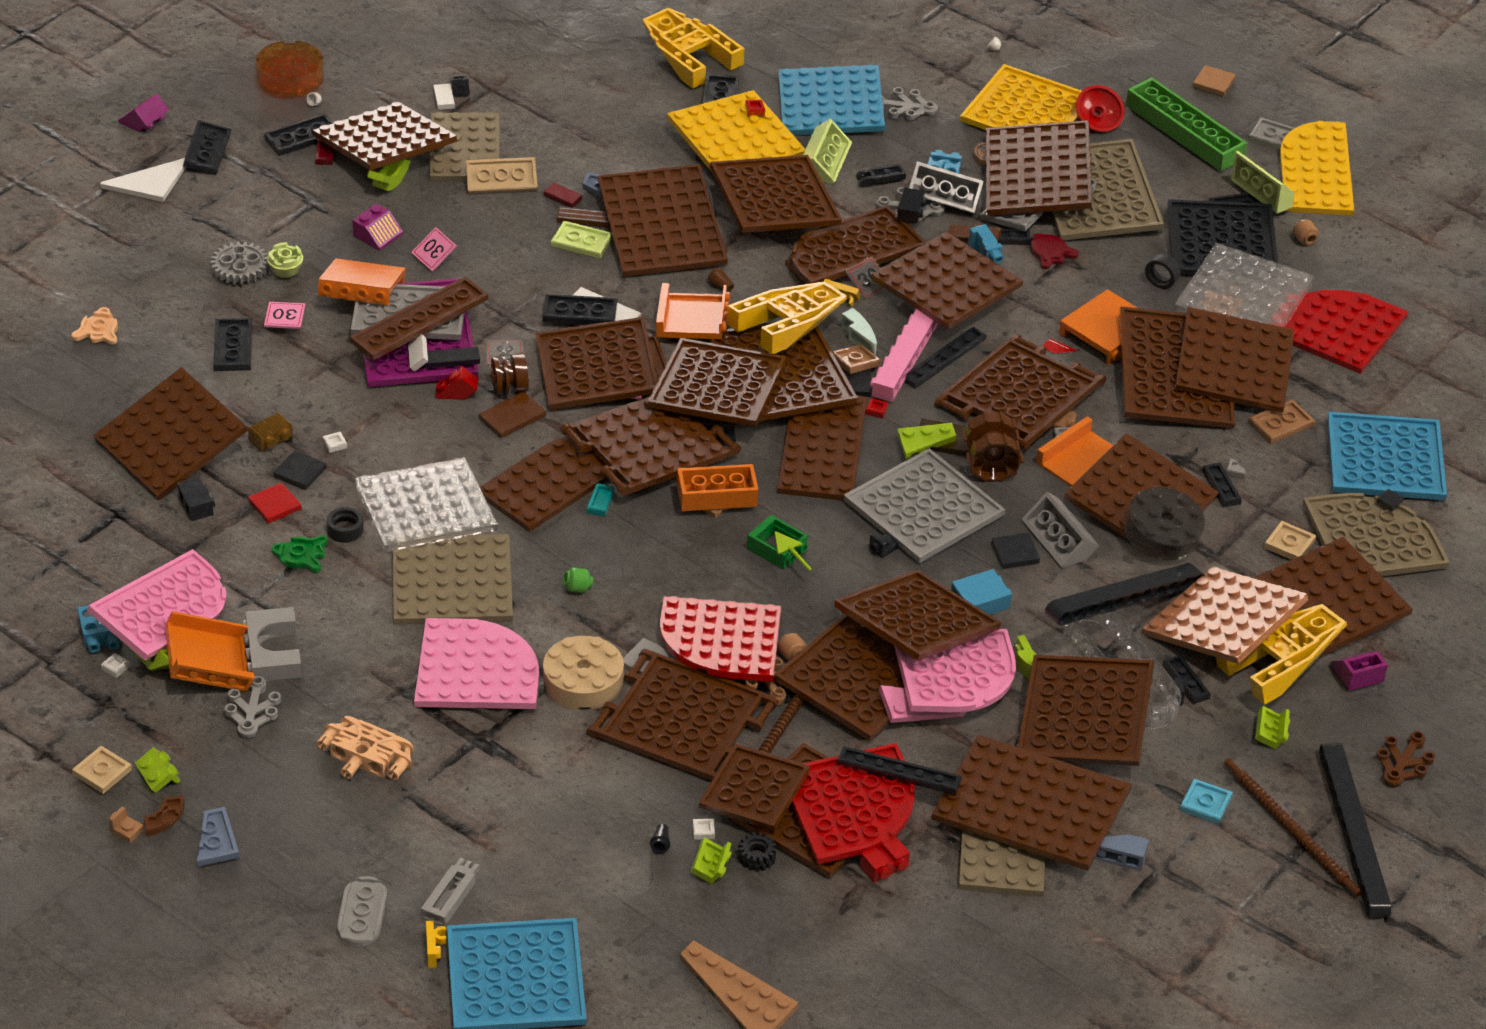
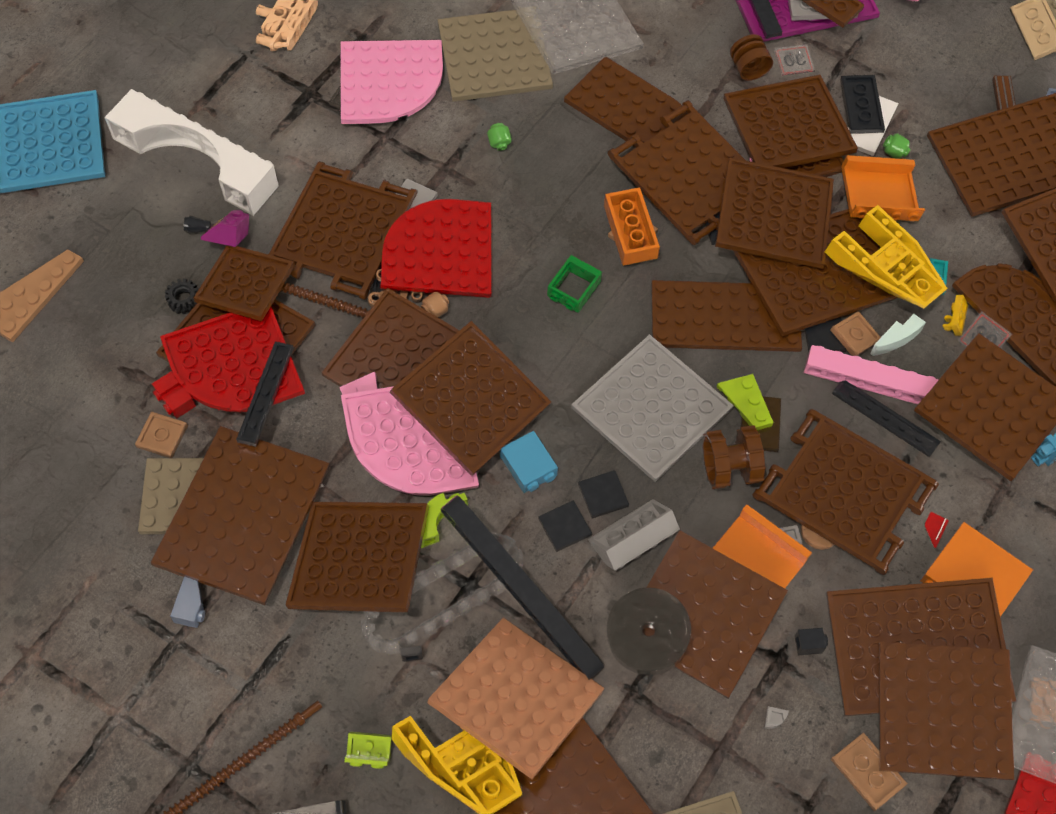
camera: 85 degrees right, 20 degrees up
(362, 911) = (119, 40): light grey tile -> none
(433, 937) = (78, 83): yellow plate -> none
(445, 902) = (120, 84): light grey hinge -> none
(457, 385) = (733, 26): red slope -> none
(512, 414) = (710, 72): reddish brown tile -> none
(562, 195) = (1031, 78): dark red tile -> none
(581, 239) = (970, 98): yellowish green tile -> none
(583, 672) = (384, 150): tan brick -> none
(600, 500) = (604, 144): teal tile -> none
(605, 789) = (148, 125): none -> white arch
(637, 295) = (896, 146): none -> bright green head
(678, 802) = (229, 229): none -> magenta slope
(703, 828) = (211, 255): white tile -> none
(711, 860) = (171, 261): lime bracket -> none
(719, 278) = (944, 210): reddish brown cone -> none
(786, 543) = (562, 285): lime piece -> none
(876, 408) = (790, 359): red tile -> none
(882, 545) = (588, 372): black bracket -> none
(929, 875) = (161, 435): none -> medium nougat tile
(1048, 580) = (564, 526): none -> black tile
(1168, 434) = (811, 641): none -> black brick
(1194, 688) = (436, 664): black tile -> none
(1206, 801) = (265, 684): medium azure tile -> none
(1221, 482) = (746, 702): black tile -> none
(1289, 541) = (662, 775): tan plate -> none

